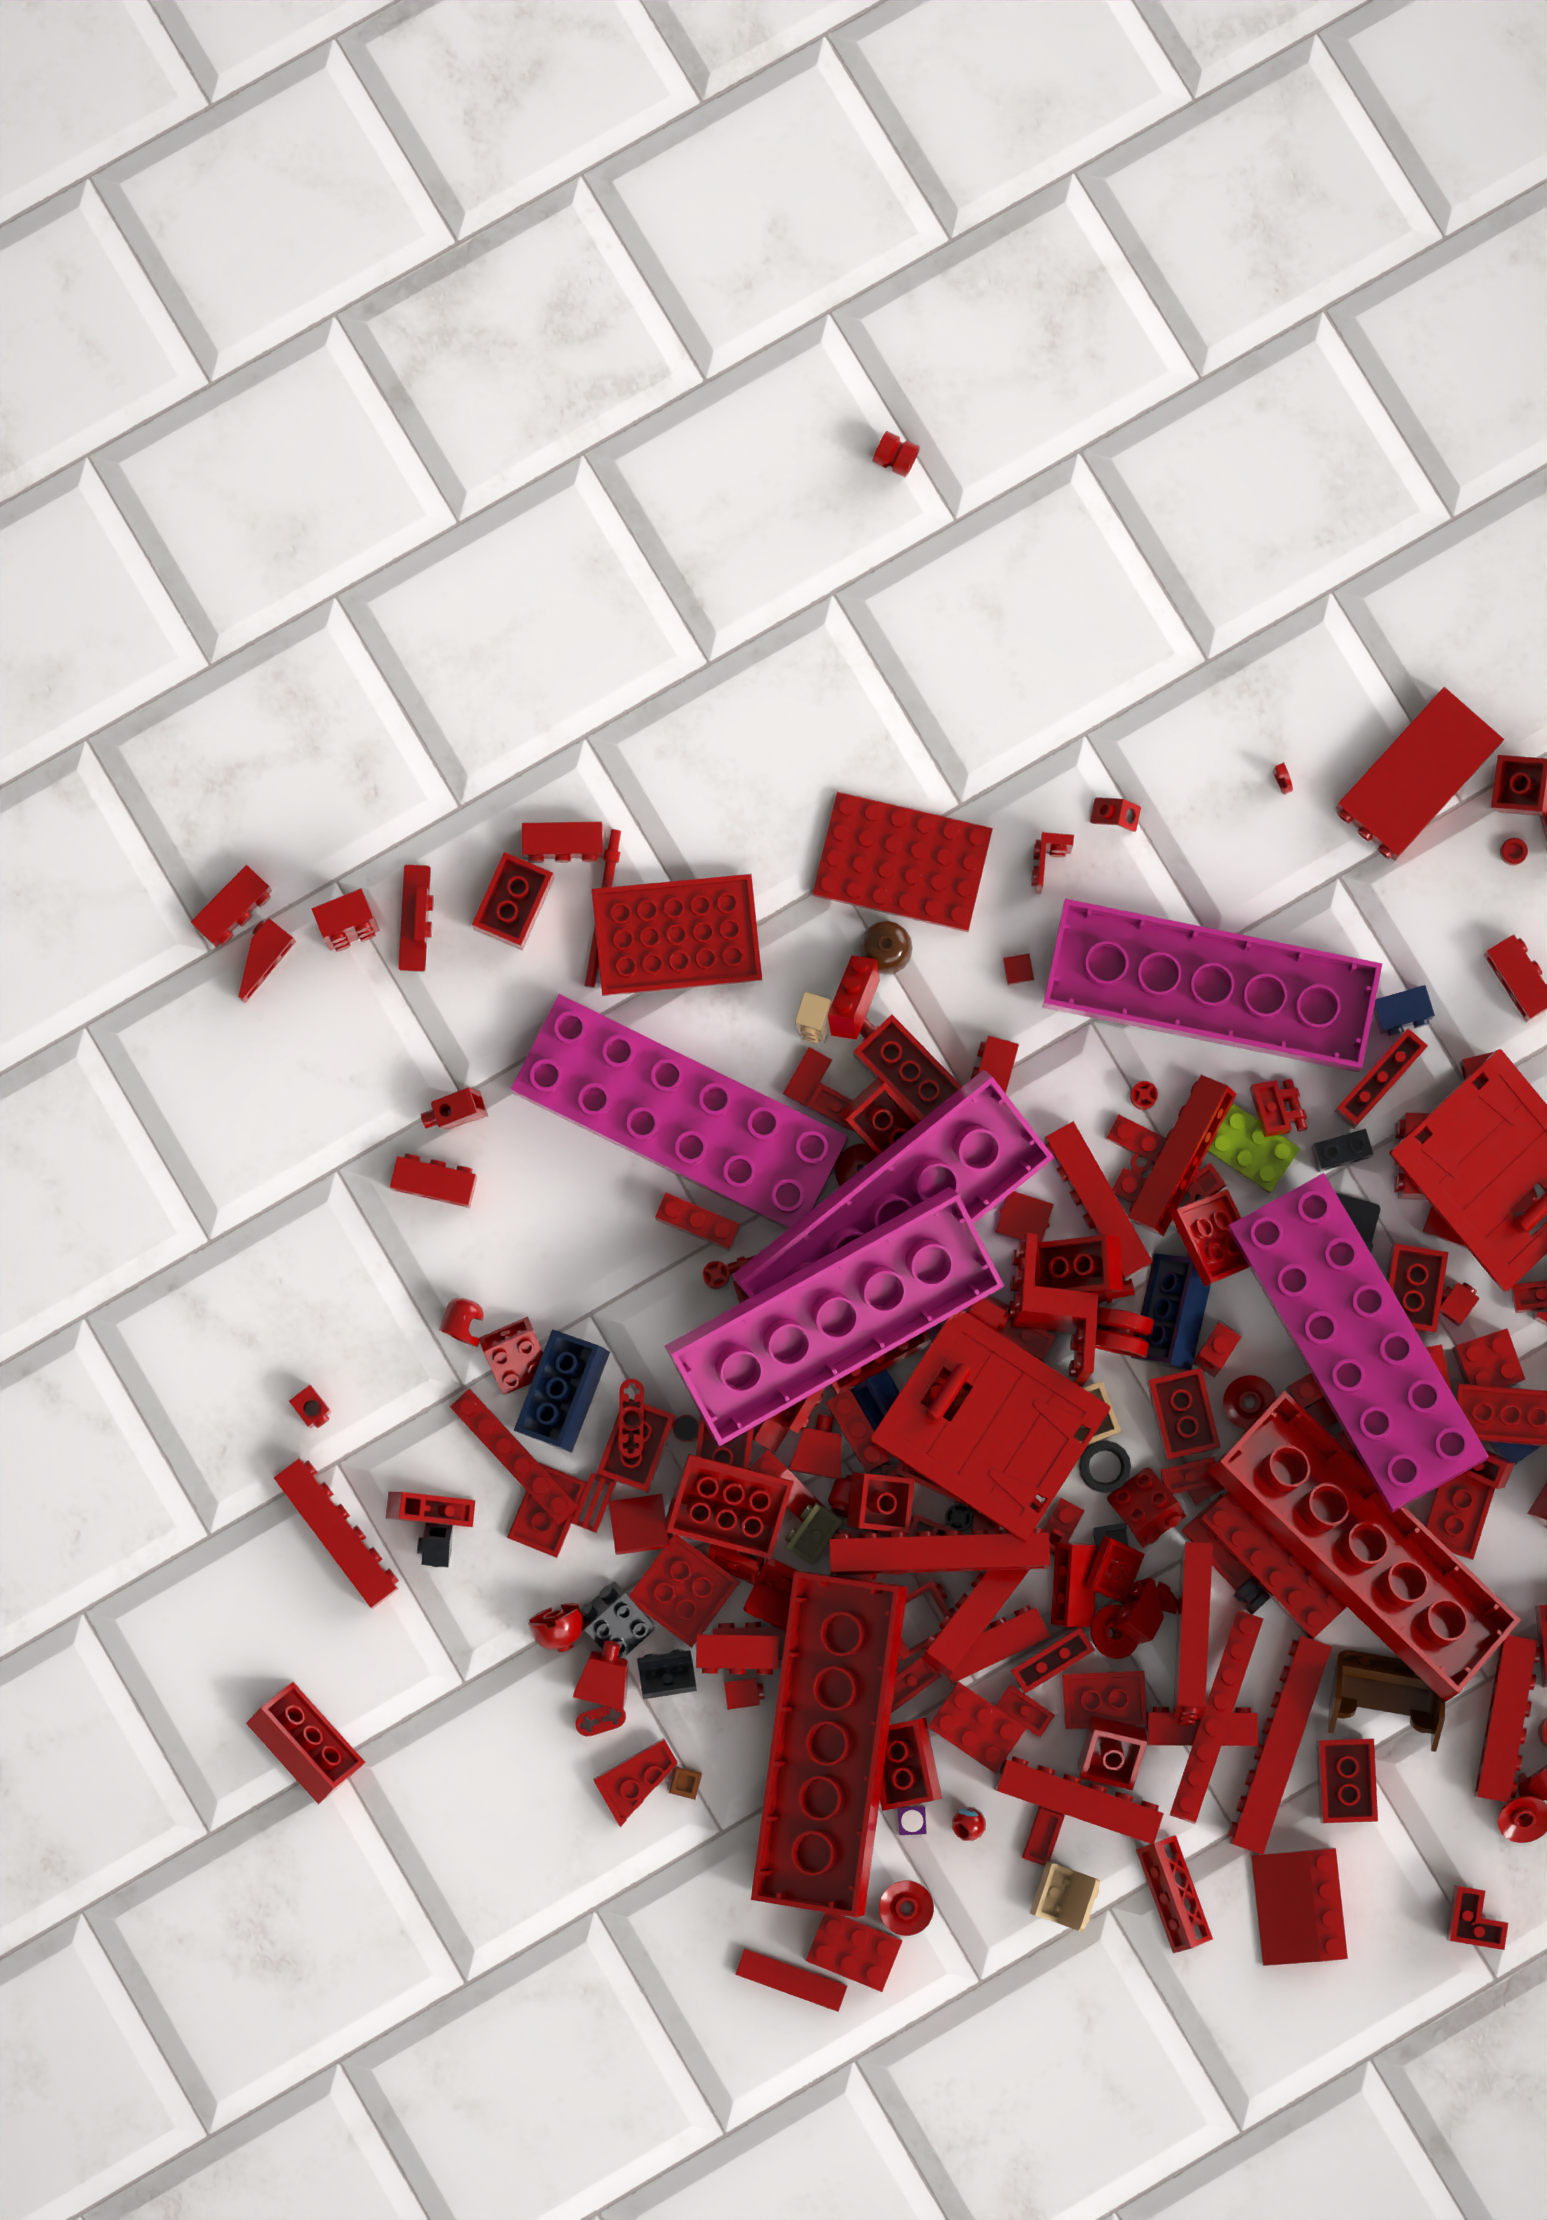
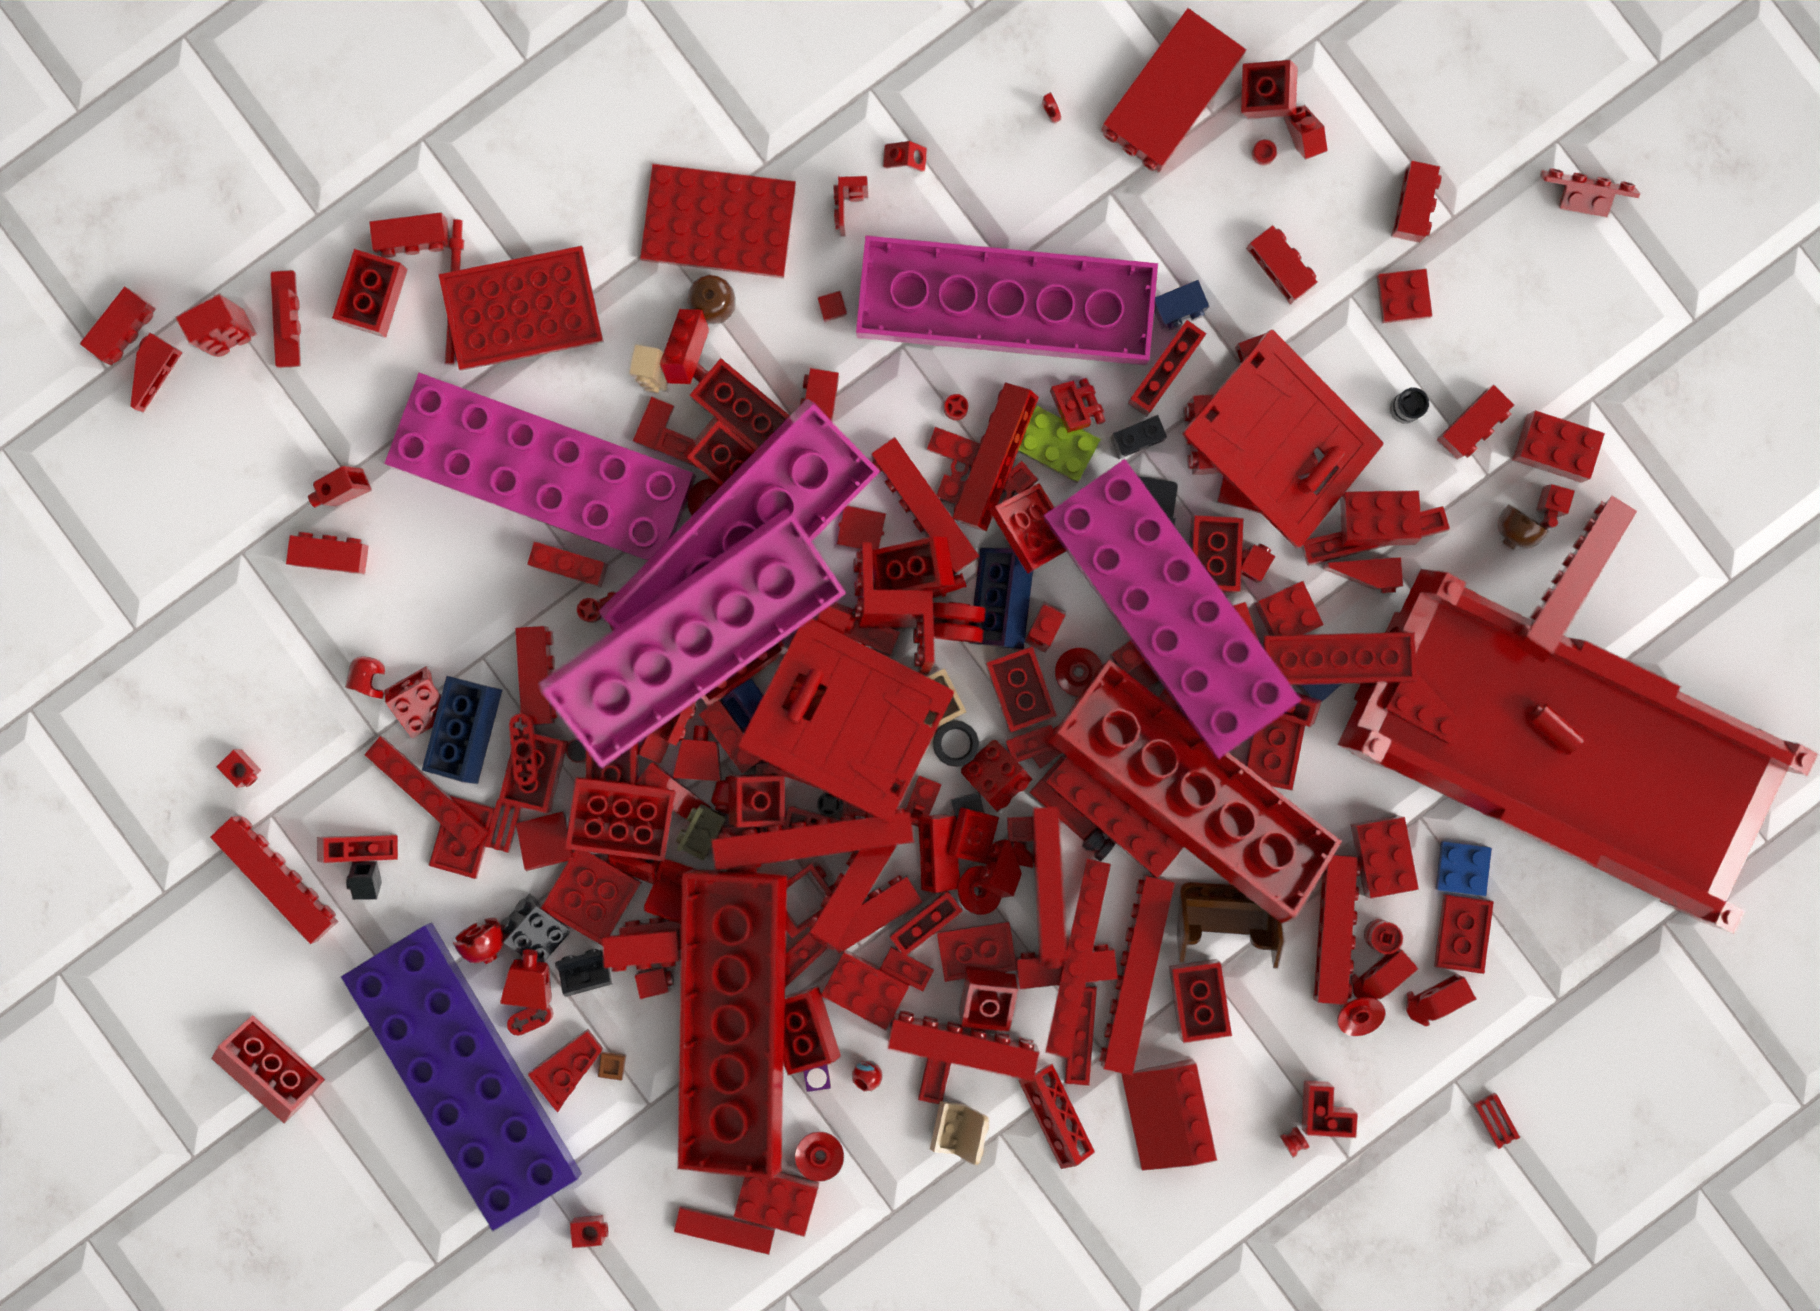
camera: 10 degrees left, 5 degrees up
(520, 1773) = (462, 1076): none -> dark purple plate
(630, 1968) = (581, 1239): none -> red brick
(648, 1339) = (534, 666): none -> red brick
(1166, 1569) = (1019, 828): none -> red plate
(1208, 1825) = (1079, 1064): none -> red tile
(1436, 1951) = (1294, 1141): none -> red wheel

